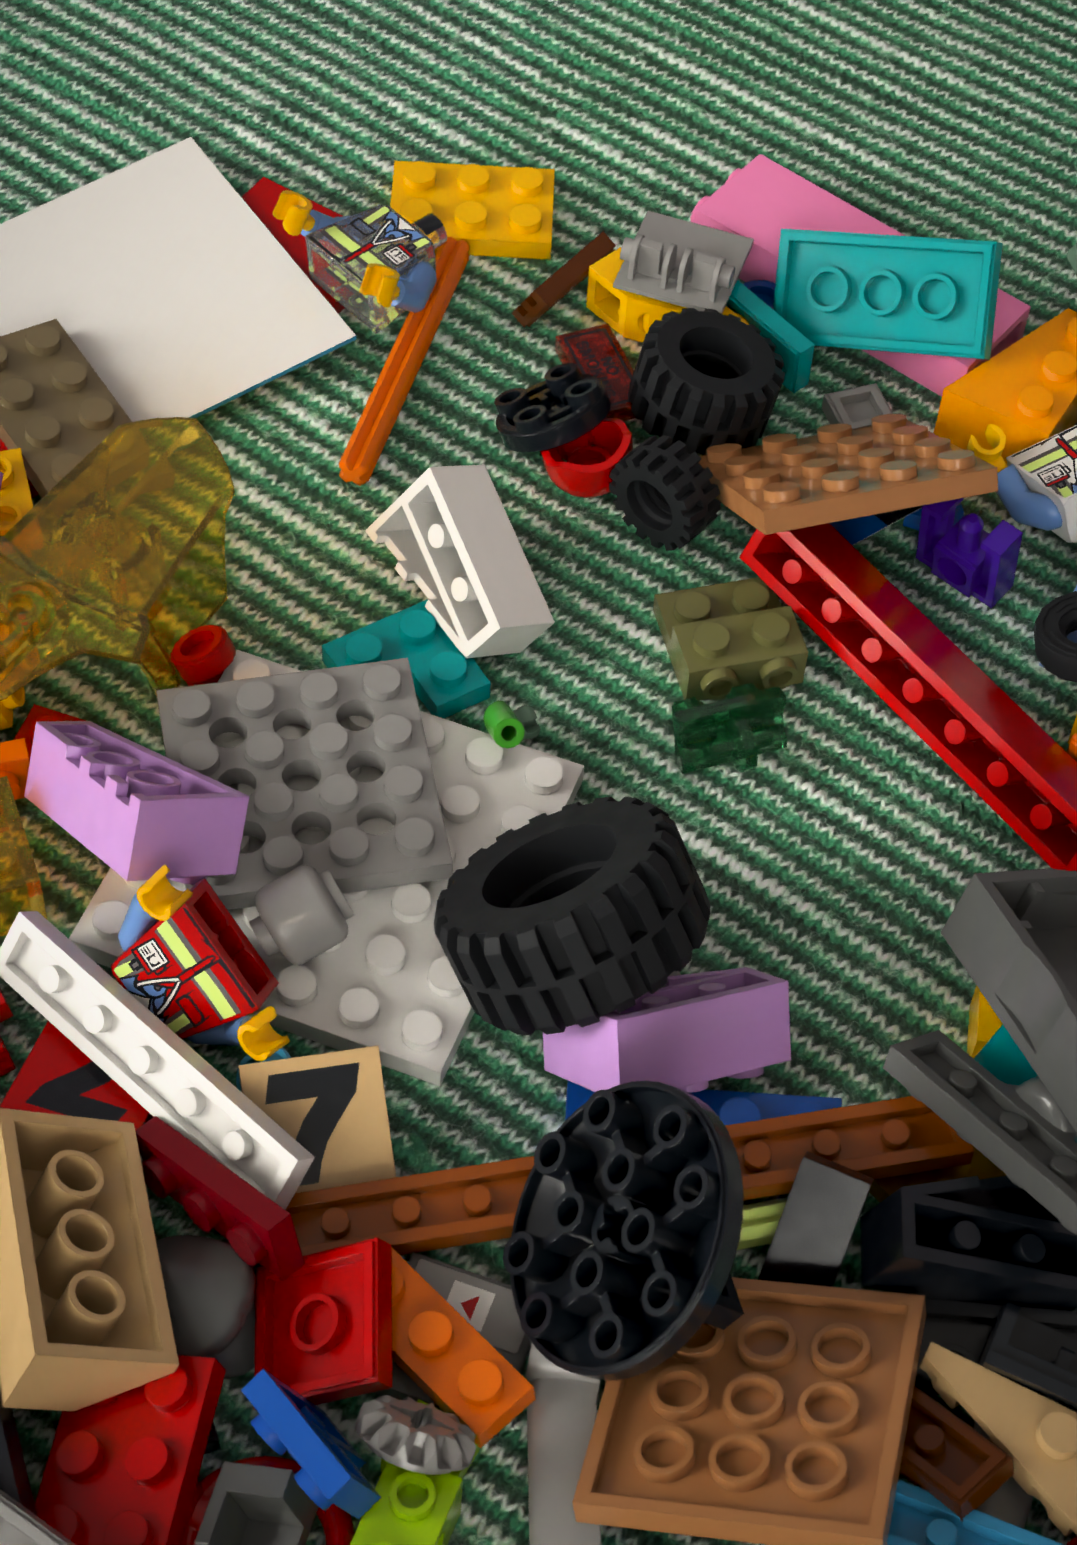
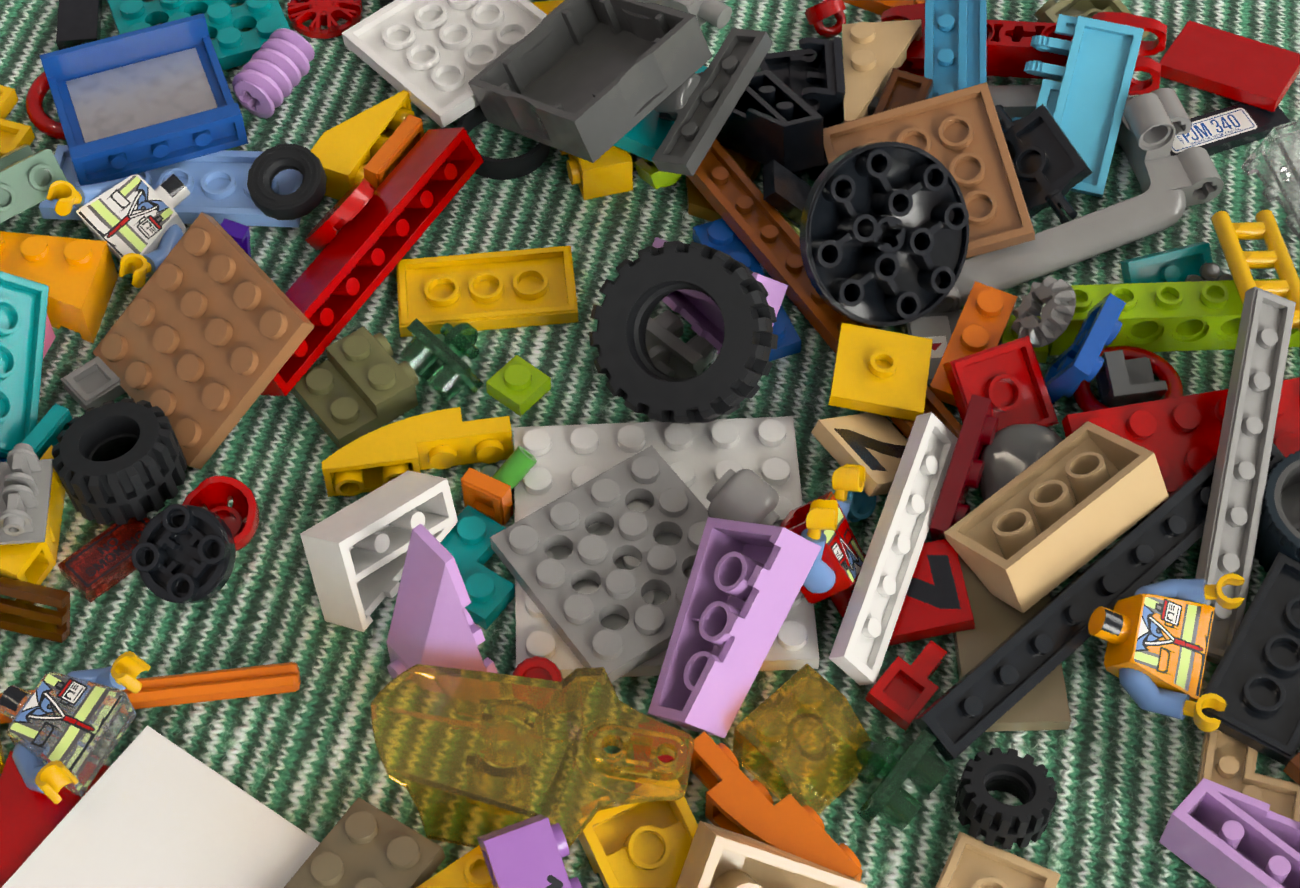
camera: 110 degrees left, 0 degrees up
(290, 550) = (431, 614): none -> lavender wedge
(432, 1179) = (880, 372): none -> yellow plate
(497, 683) = (487, 495): none -> orange tile
(592, 654) = (415, 444): none -> yellow slope
(664, 790) = (518, 385): none -> lime plate
(665, 492) = (251, 445): black tyre -> none
(836, 829) = (488, 289): none -> yellow tile
(1013, 681) = (340, 214): none -> red tile

